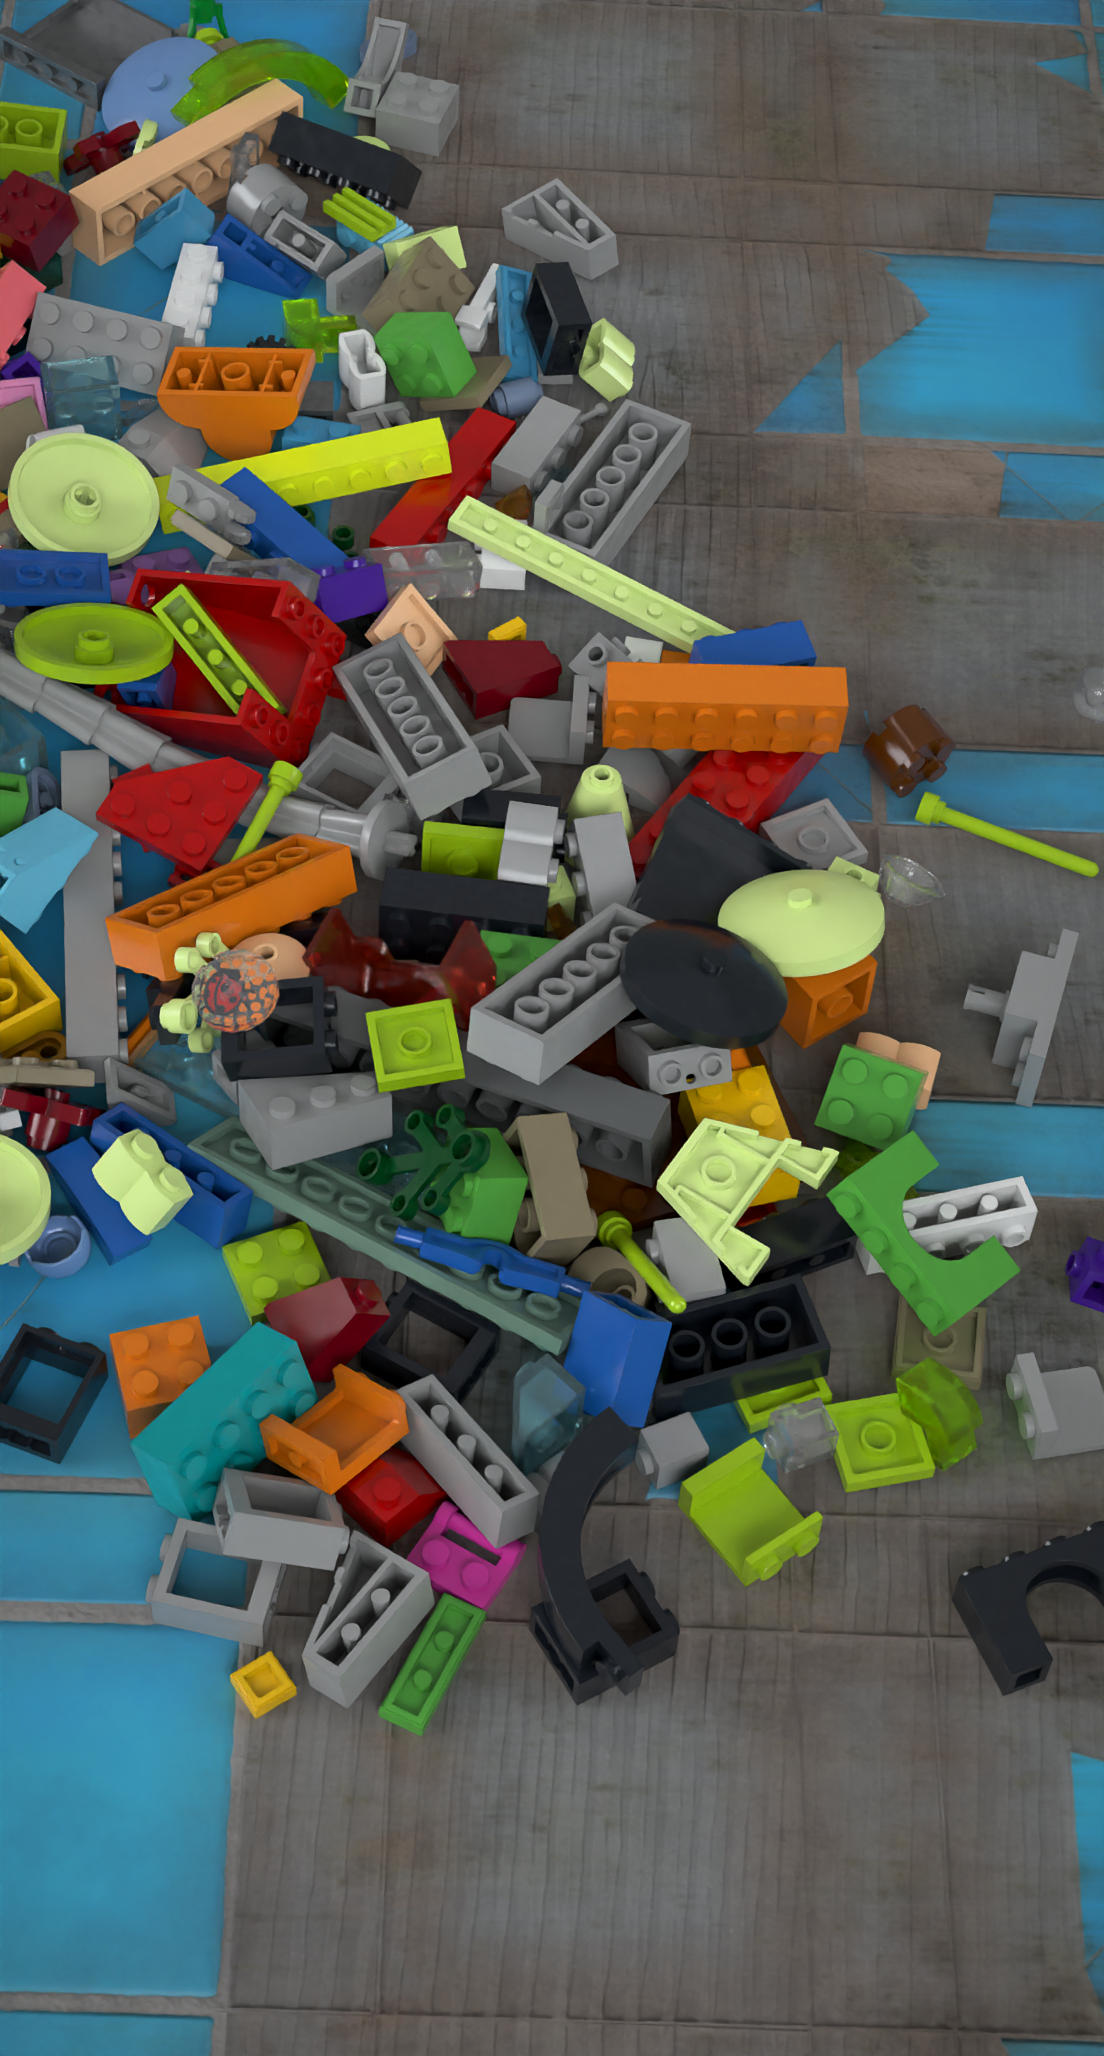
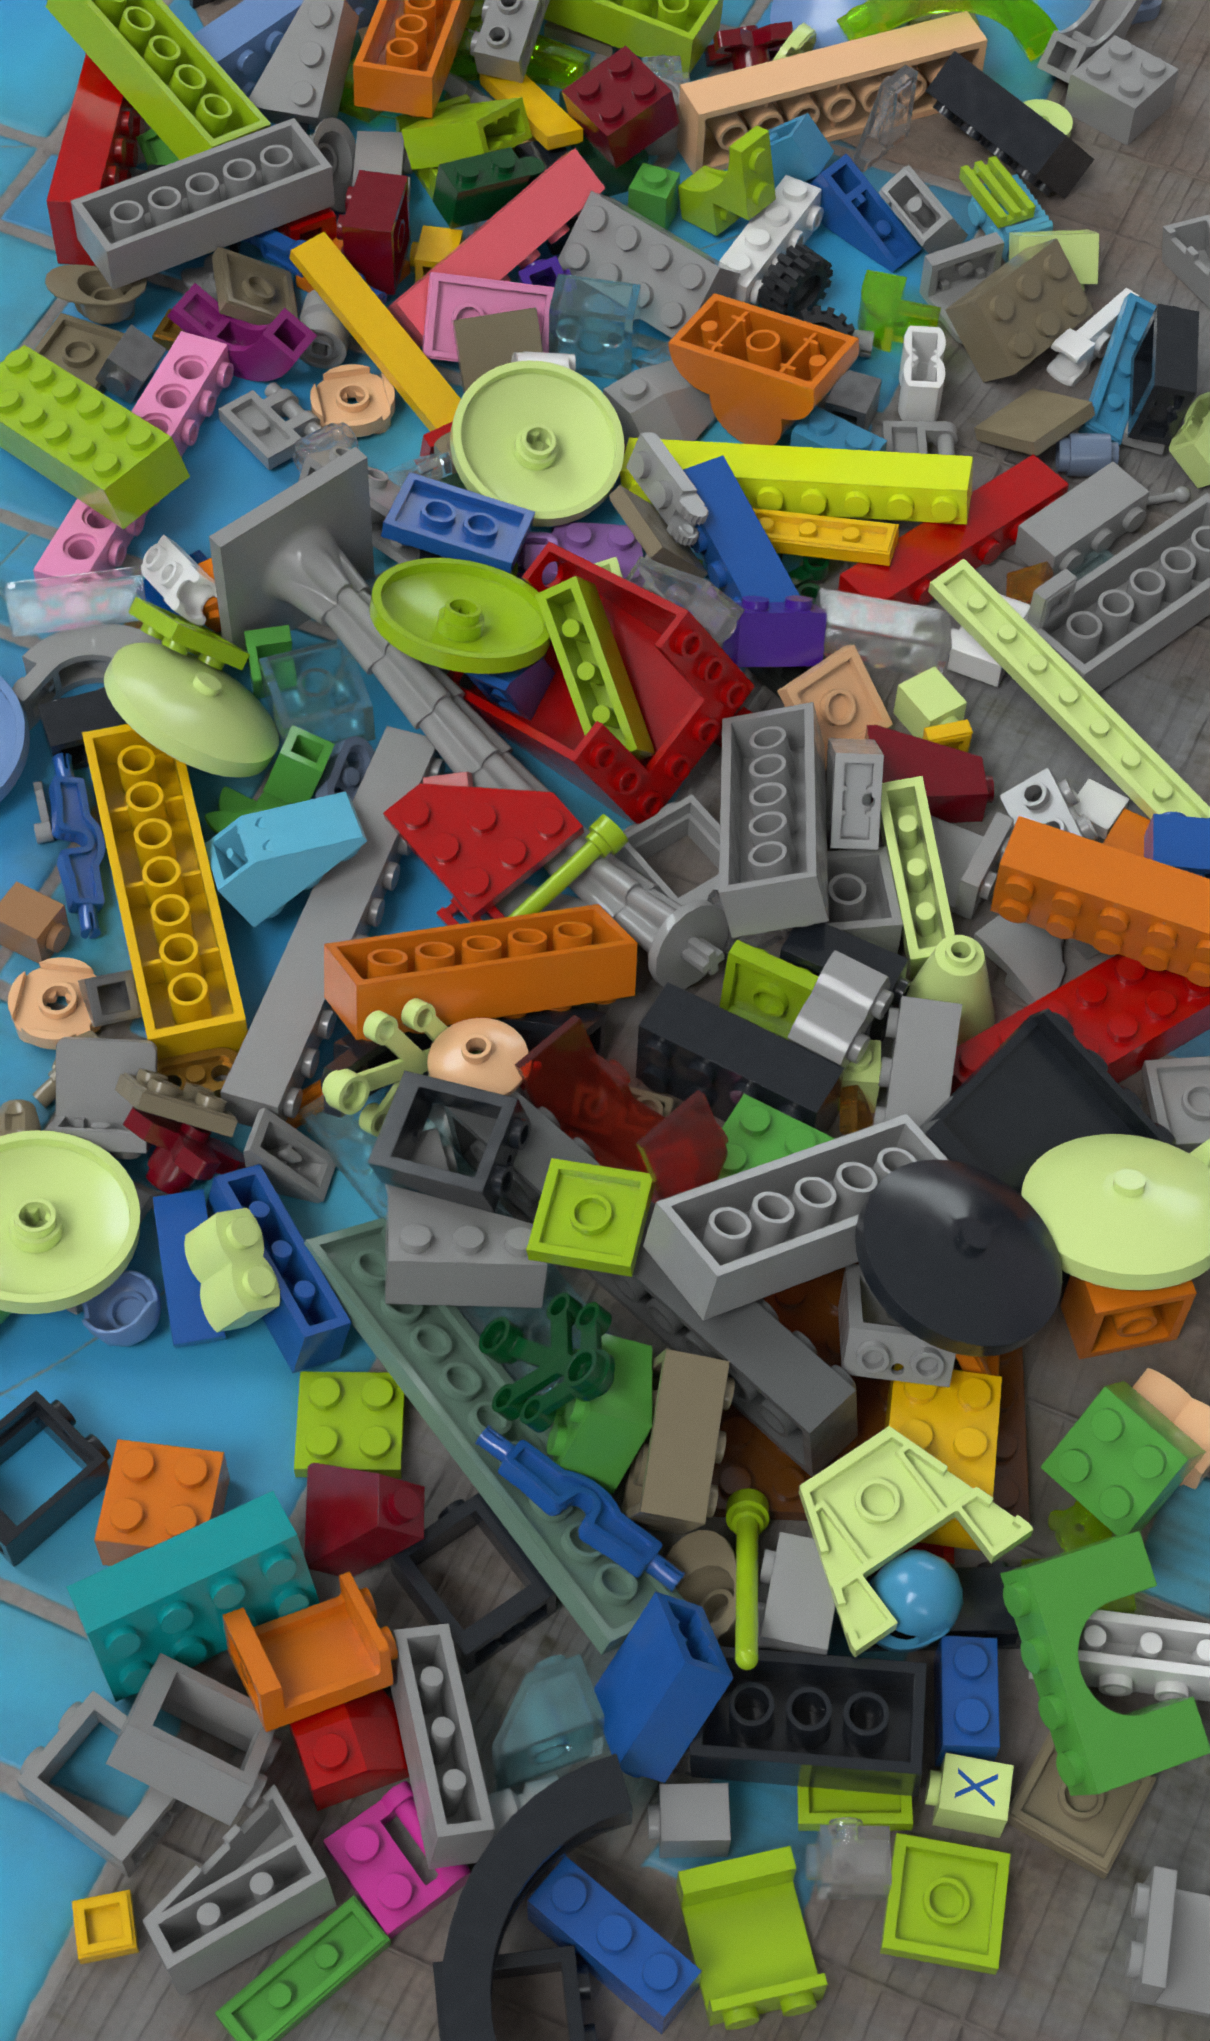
camera: 25 degrees right, 5 degrees up
(79, 282) = (655, 194): none -> bright green brick
(133, 275) = (720, 197): none -> lime arch
(229, 322) = (795, 281): none -> black tyre
(235, 991) = (415, 1083): clear tile -> none
(263, 197) = (900, 141): light grey brick -> none
(353, 509) = (829, 536): none -> yellow tile
(425, 354) = (996, 376): bright green brick -> none
(456, 676) = (852, 780): none -> light grey window
(479, 613) = (928, 702): none -> yellowish green brick
(512, 703) = (915, 869): none -> yellowish green brick
(670, 1553) = (614, 1944): none -> blue brick
(780, 1228) = (921, 1596): none -> dark azure helmet
(836, 1300) = (966, 1698): none -> blue brick
(863, 1363) = (970, 1794): none -> yellowish green brick
(943, 1407) = (1032, 1899): clear neon green brick -> none

